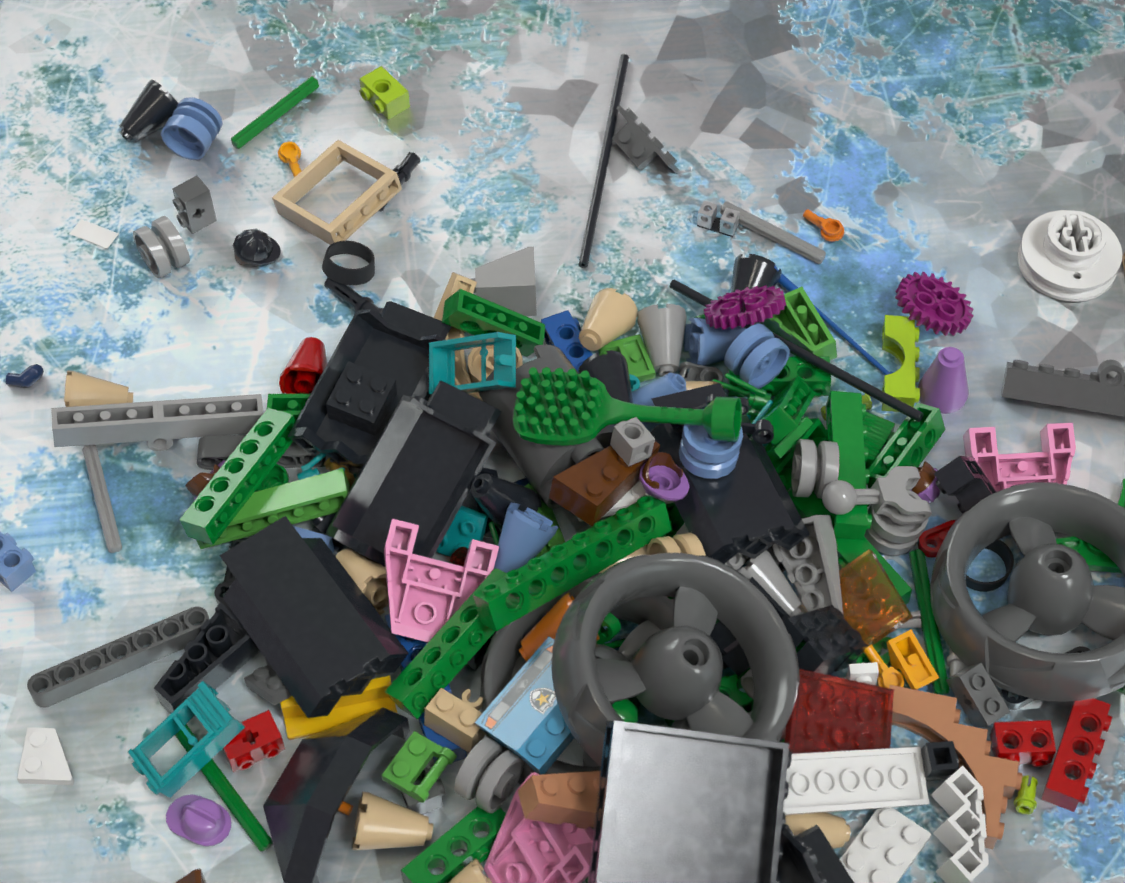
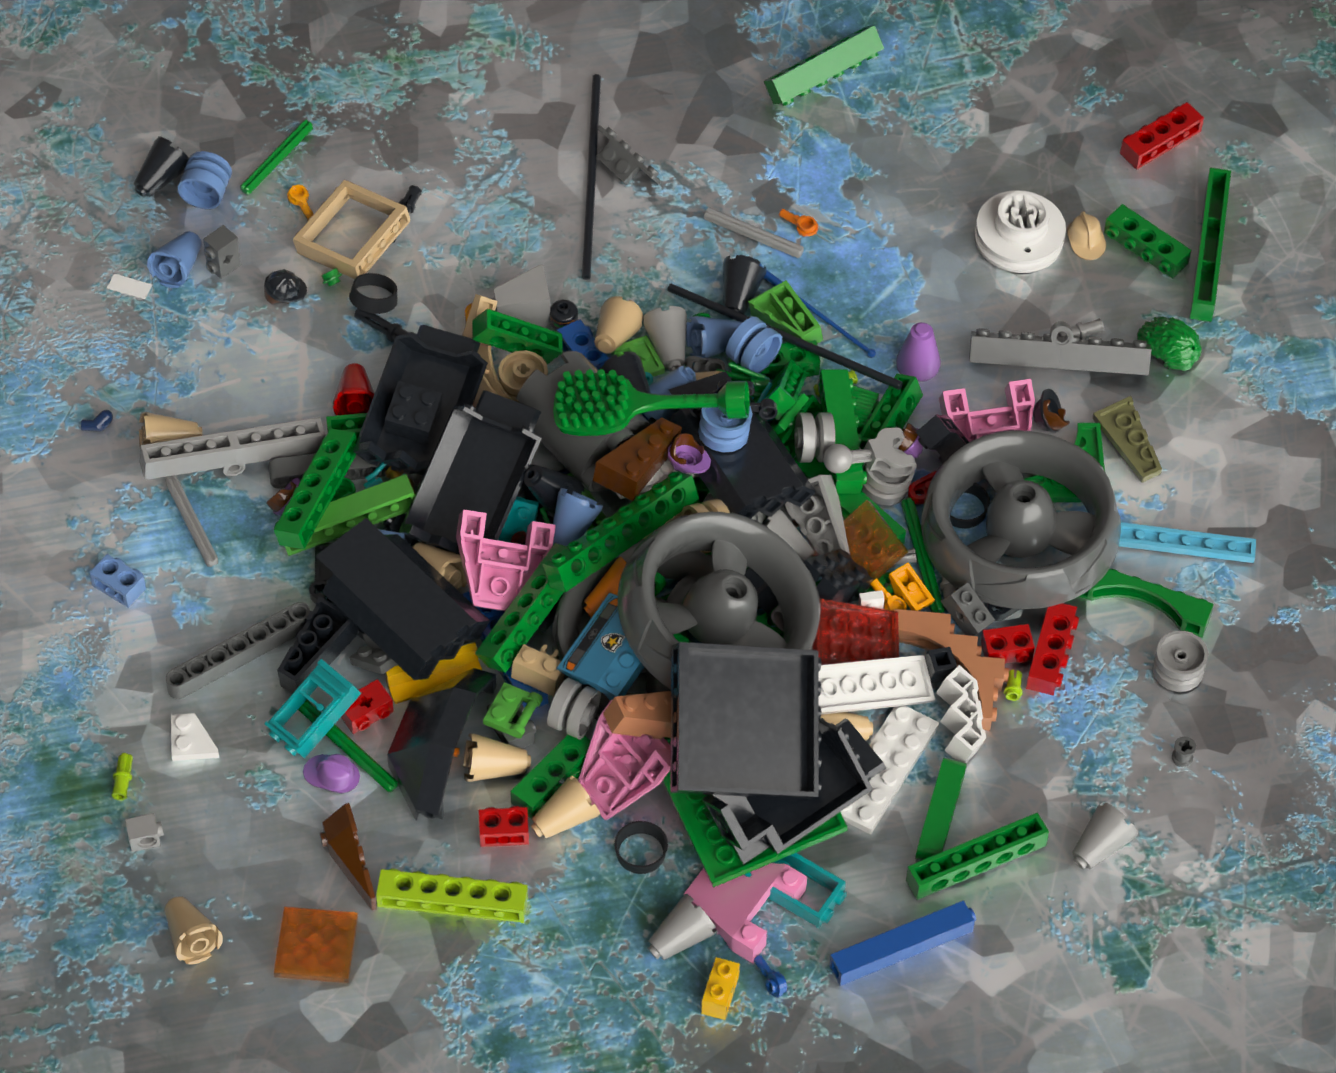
camera: 10 degrees left, 0 degrees up
(143, 206) = (175, 259): none -> medium blue cone
(161, 246) = (200, 293): light grey wheel -> none
(307, 242) = (331, 277): none -> green plate
(384, 93) = (377, 130): lime brick -> none
(443, 361) = (538, 368): teal door -> none
(550, 302) = (562, 313): none -> black head
(632, 441) = (659, 426): light grey brick -> none
(725, 225) = (709, 230): flat silver piece -> none
(759, 305) = (751, 298): magenta gear -> none
(868, 62) = (823, 65): none -> brick
(899, 340) = (876, 320): lime arch -> none
(934, 303) = (904, 285): magenta gear -> none
(1090, 464) = (1048, 412): none -> piece

